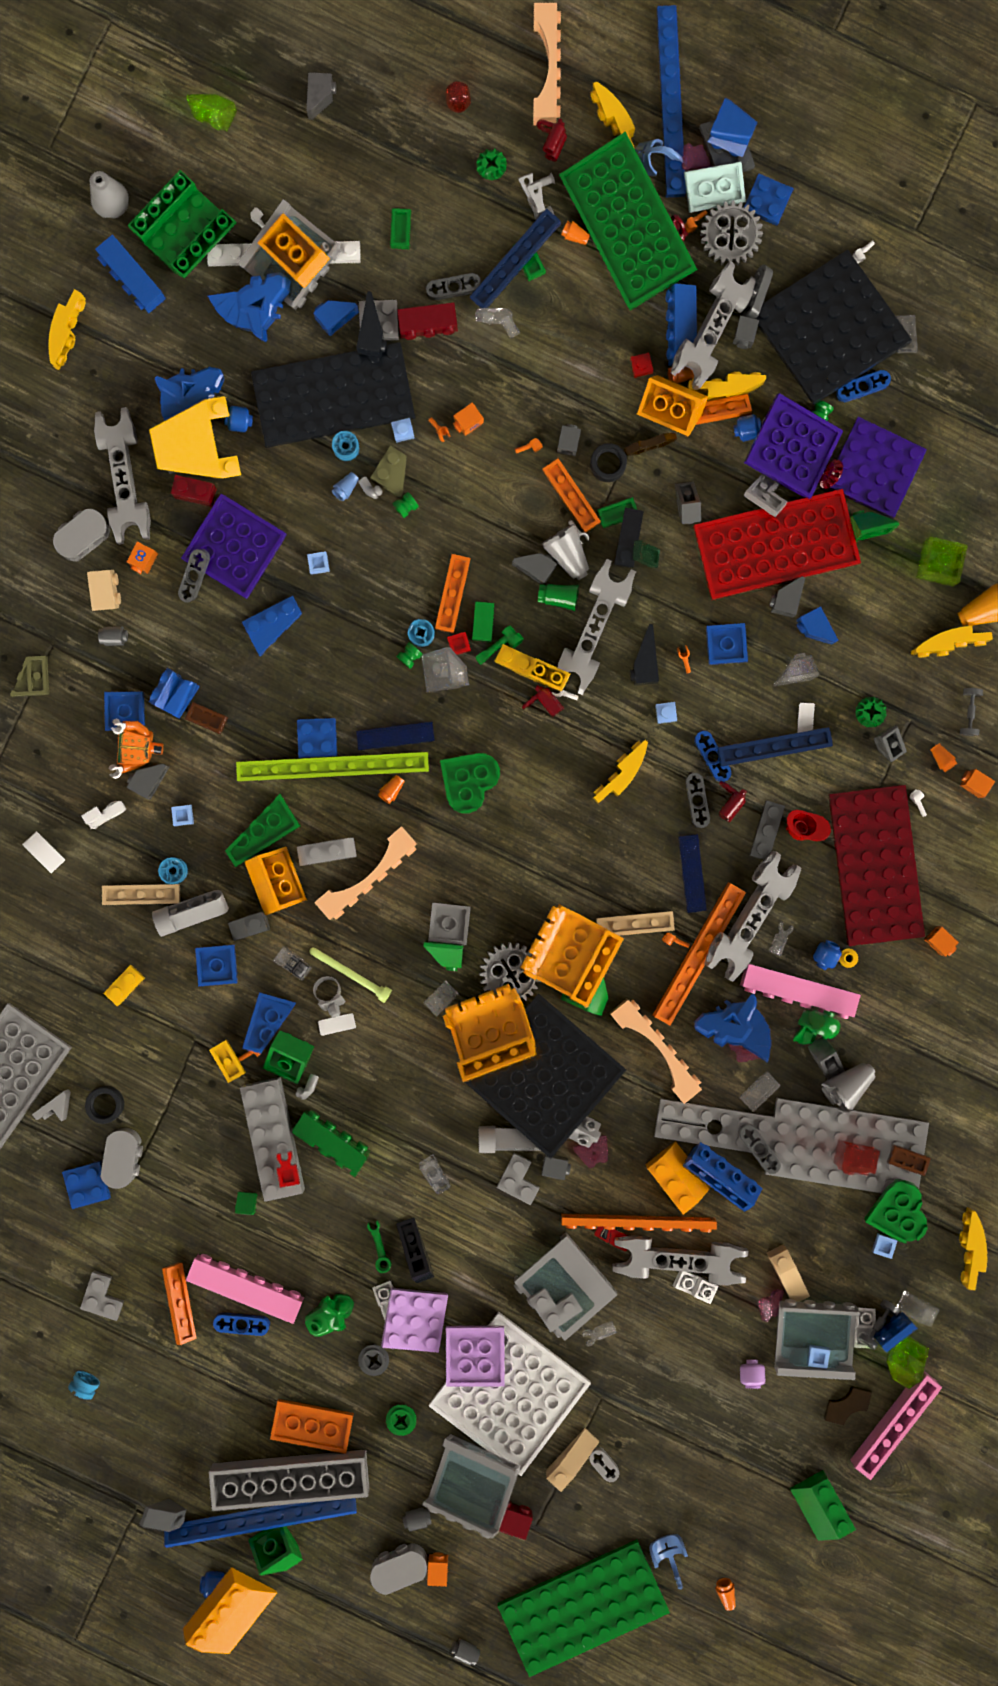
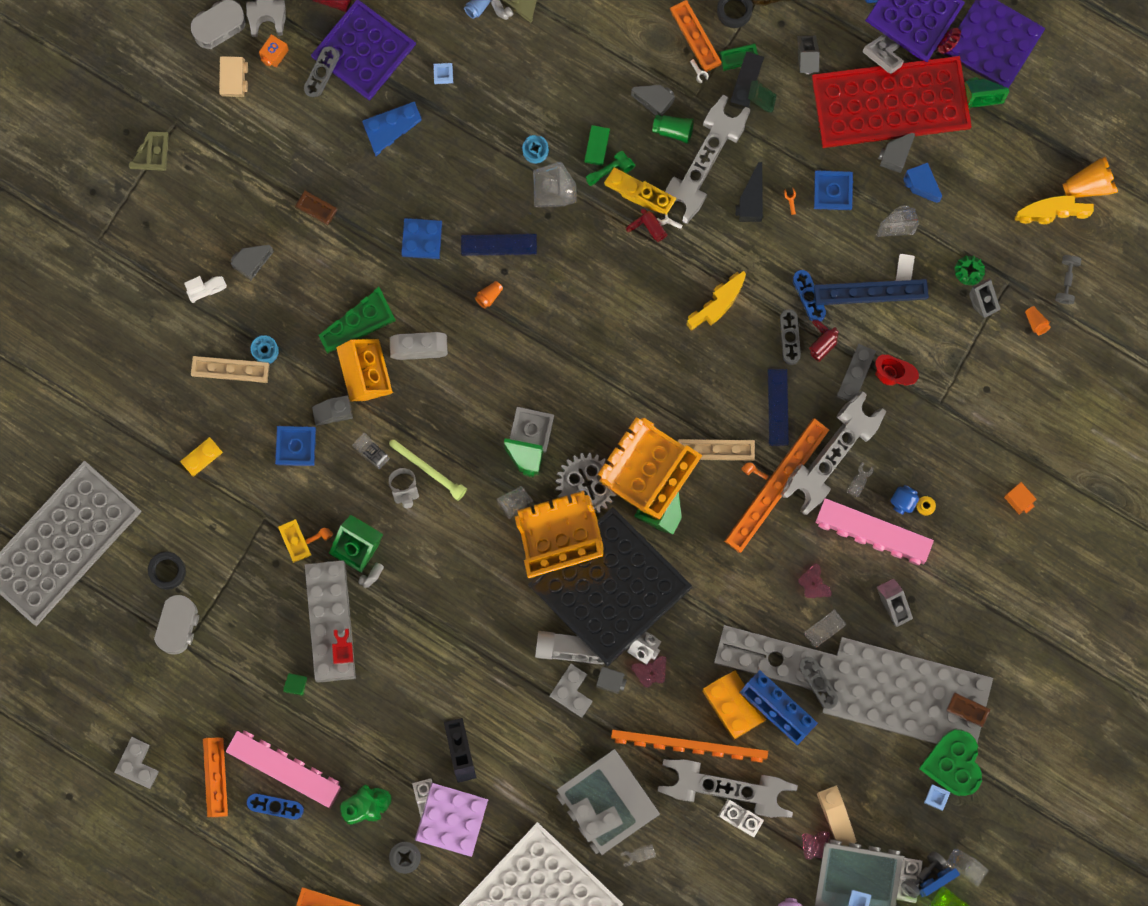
camera: 10 degrees right, 10 degrees down
(43, 852) = (140, 318): white slope -> none
(58, 1105) = (121, 564): light grey slope -> none
(84, 1385) = (108, 848): dark azure wheel -> none
(85, 1185) = (137, 649): blue plate -> none
(113, 636) = (235, 121): dark grey brick -> none
(124, 707) = (237, 193): blue plate -> none
(134, 746) = (243, 225): orange torso -> none
(173, 693) = (288, 179): blue piece -> none
(182, 815) = (280, 298): light blue plate -> none
(189, 912) = (276, 390): light grey beam -> none
(265, 1021) = (338, 505): blue wing -> none
(332, 766) = (434, 266): lime plate -> none
(332, 1142) = (388, 630): green wedge -> none
(334, 902) = (421, 396): light nougat arch -> none
(336, 1024) = (408, 518): white sticker -> none
(380, 1250) = (424, 744): green brick -> none
(405, 505) = (534, 28): green wheel -> none
(411, 653) = (523, 167): green wheel -> none
(434, 1174) = (489, 676): clear leg -> none
(452, 593) = (570, 115): orange plate -> none
(459, 643) = (572, 162): red plate -> none
(468, 779) = (565, 293): green plate -> none
(475, 1356) = (509, 860): lavender plate -> none
(568, 551) = (686, 87): light grey cone -> none
(609, 1236) = (657, 756): red sticker -> none
(666, 712) = (767, 249): light blue plate -> none
(683, 1084) = (700, 539): light nougat arch -> none
(749, 1031) = (808, 558): blue animal -> none
(816, 1023) = (886, 565): green head -> none
(849, 1086) = (913, 631): light grey cone -> none
(856, 1158) = (914, 699): clear red brick -> none
(876, 865) = (962, 419): dark red plate -> none
(916, 796) = (1007, 356): white hand -> none
(941, 561) = (1050, 133): clear neon green brick -> none
(974, 1241) = (1029, 801): yellow slope -> none
(977, 783) = (1068, 348): orange brick -> none

